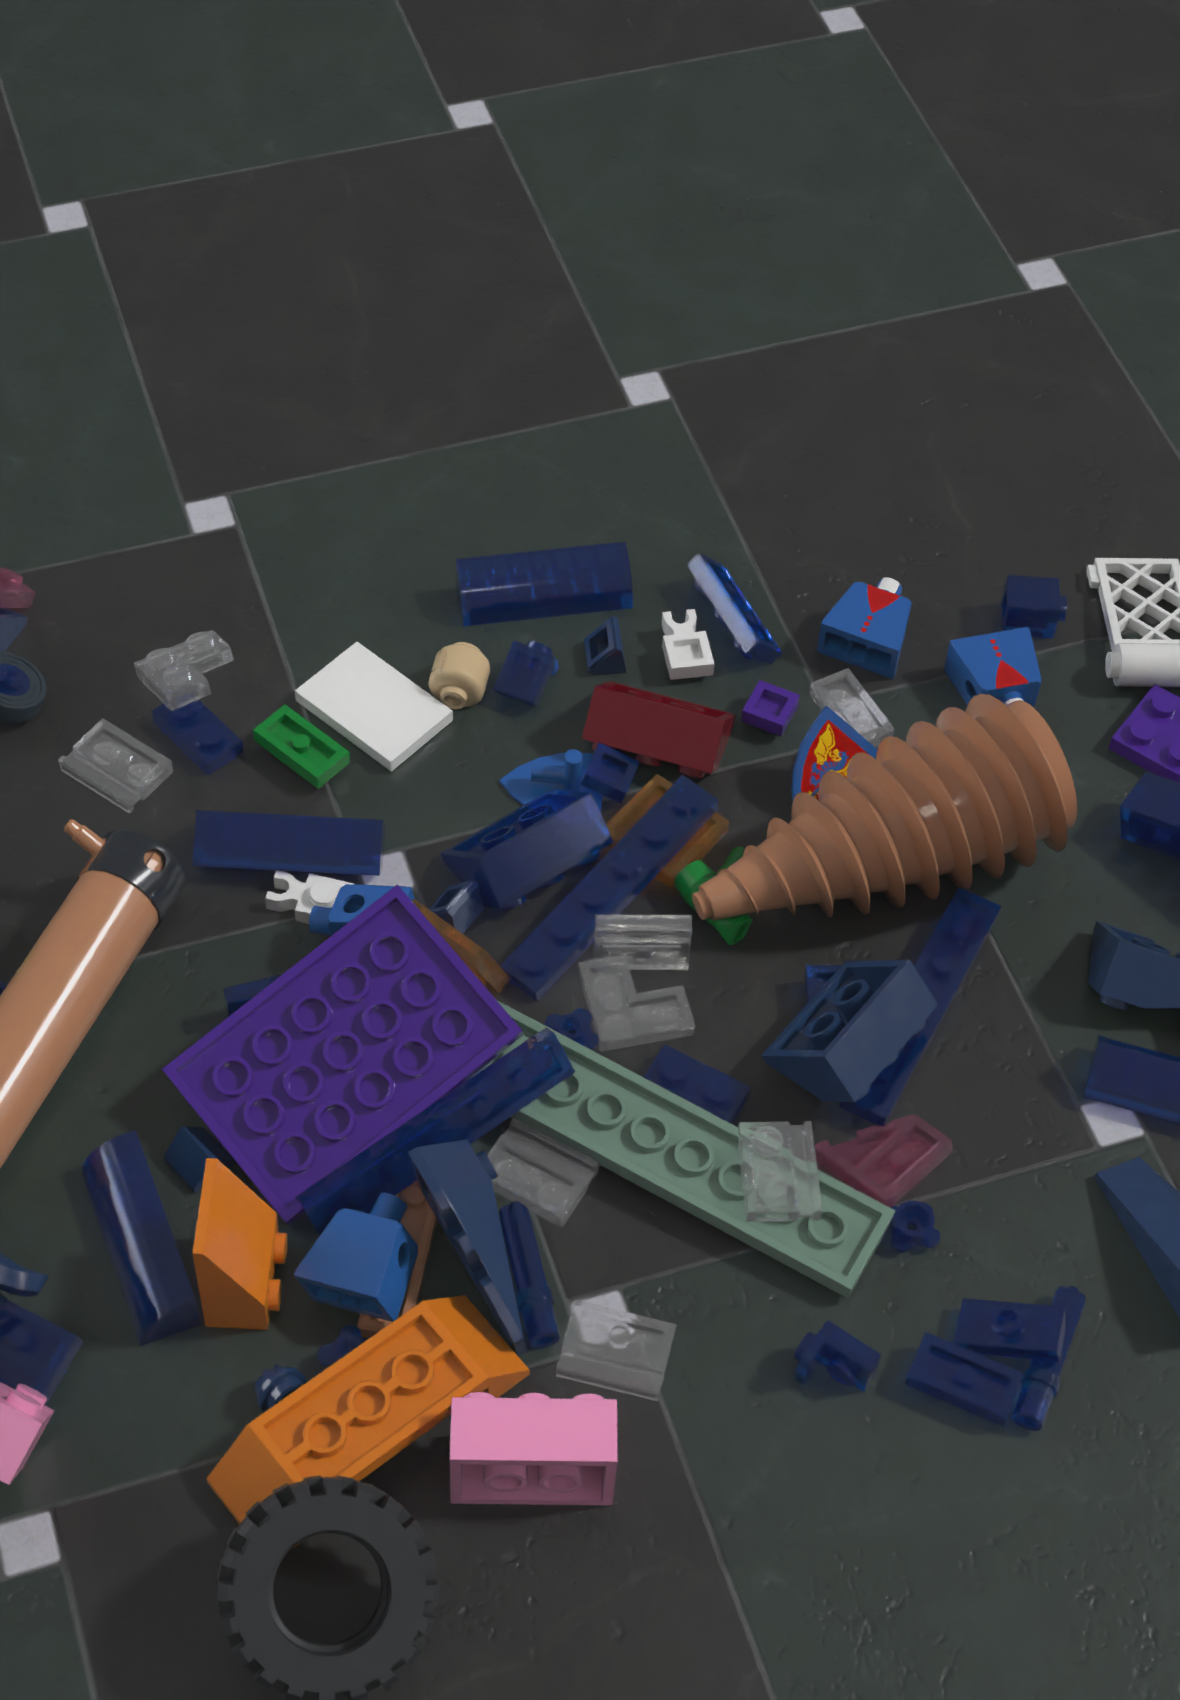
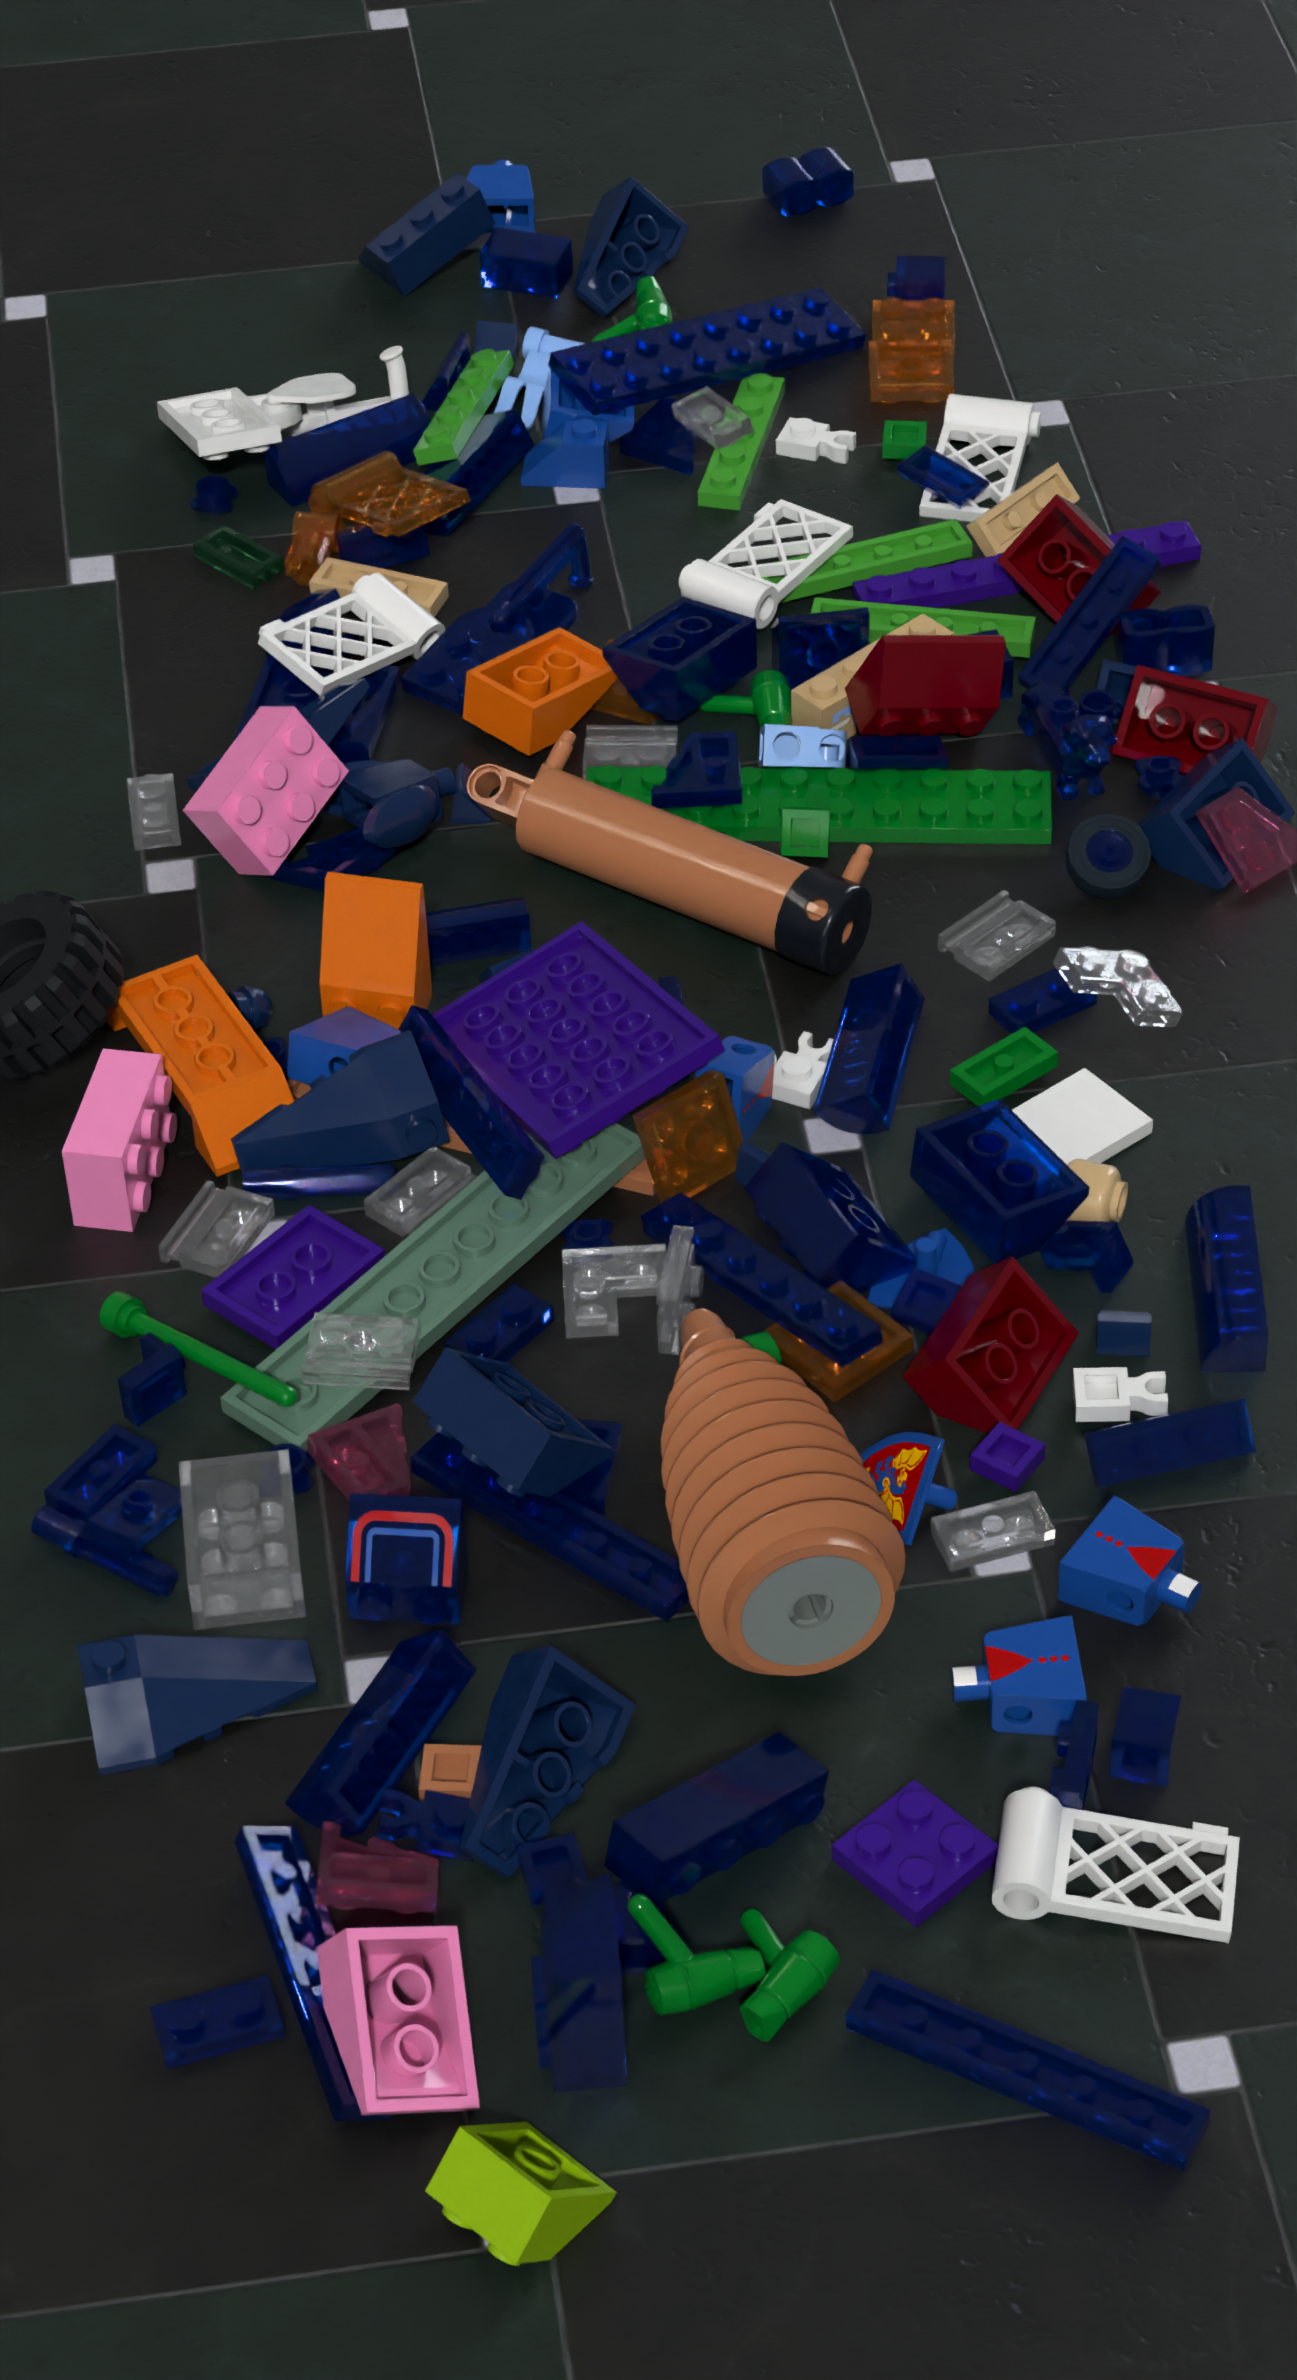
camera: 105 degrees right, 10 degrees down
(469, 726) = (996, 1179): none -> clear blue slope
(669, 1266) = (291, 1276): none -> dark purple plate
(755, 1404) = (127, 1317): none -> green piece
(1020, 1092) = (406, 1558): none -> clear blue slope
(1028, 1225) = (241, 1539): none -> clear brick
(1072, 641) = (1078, 1746): none -> clear blue plate

